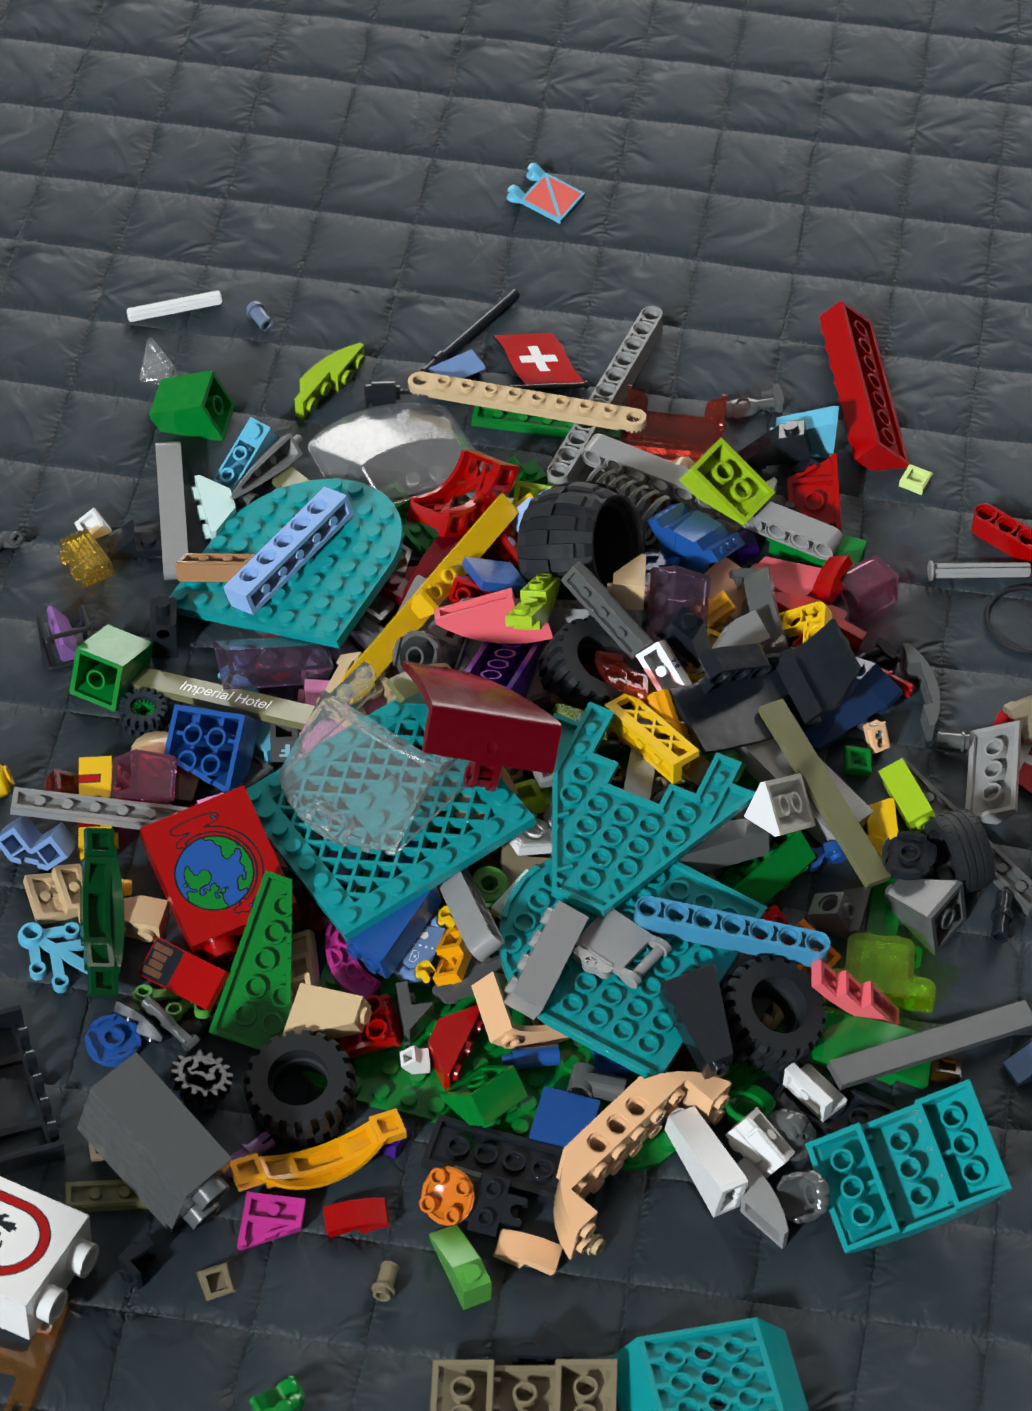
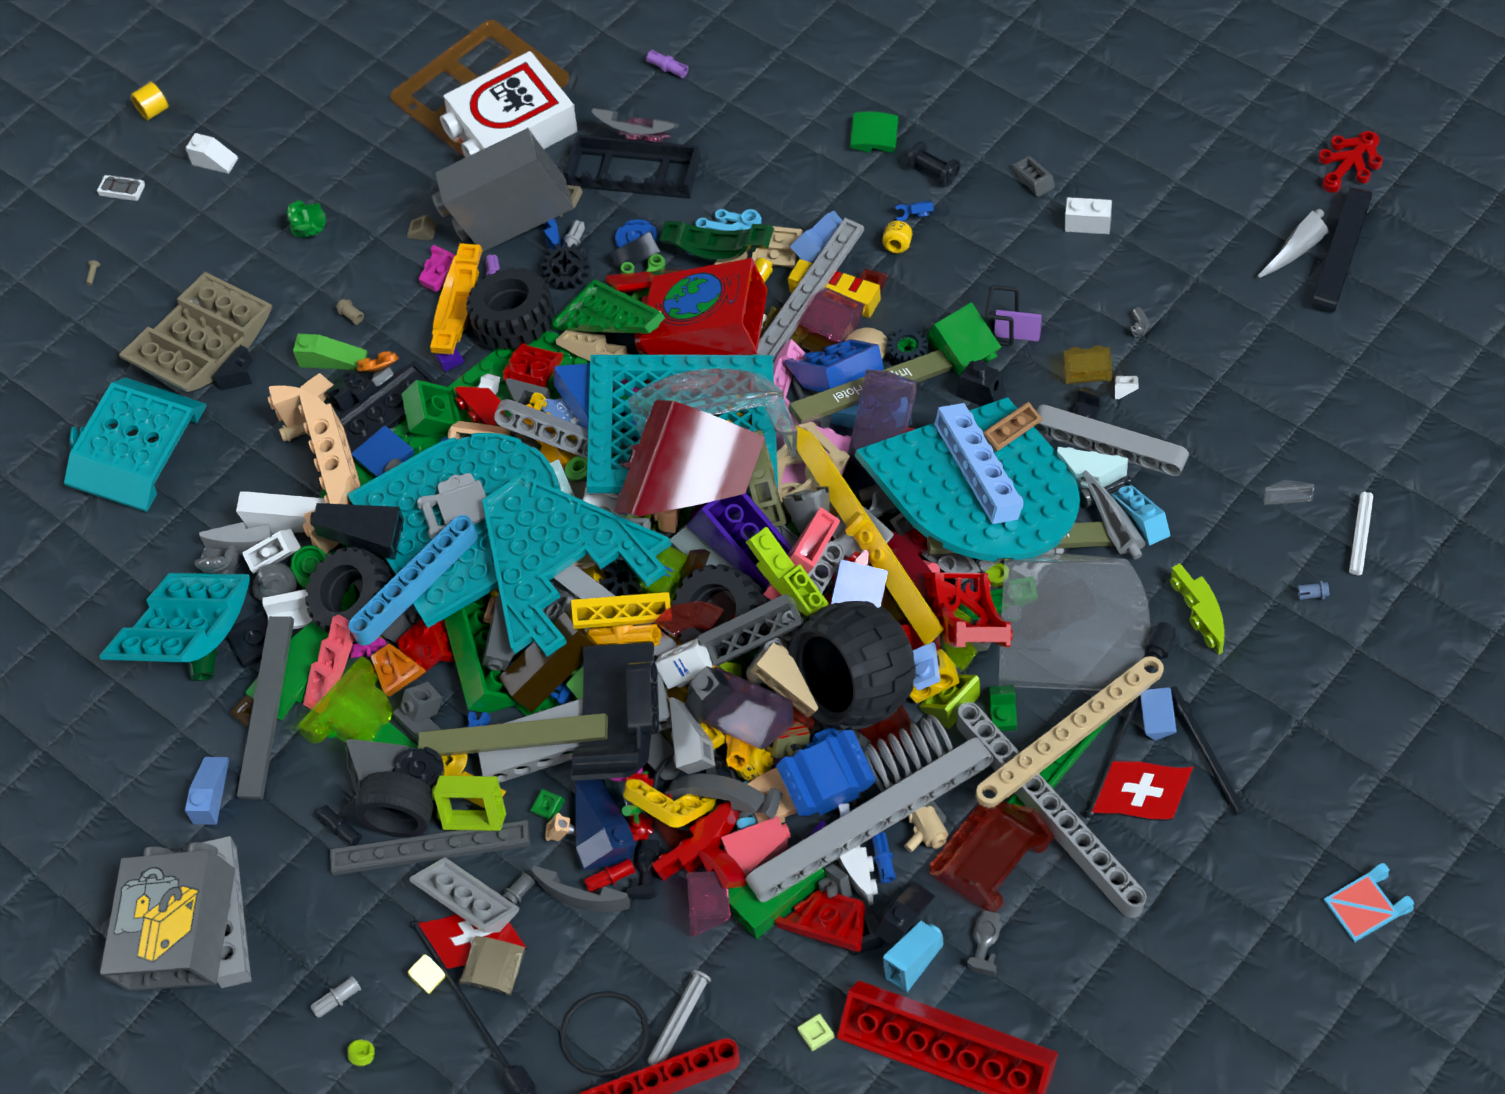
camera: 130 degrees right, 5 degrees up
(153, 1008) = (629, 253): dark grey piece -> none
(193, 406) = (1216, 493): green slope -> none
(327, 1012) = (549, 336): tan slope -> none
(359, 1214) = (405, 313): red slope -> none
(545, 960) = (470, 447): light grey brick -> none
(727, 483) = (858, 816): lime slope -> none
(781, 806) = (502, 684): white slope -> none

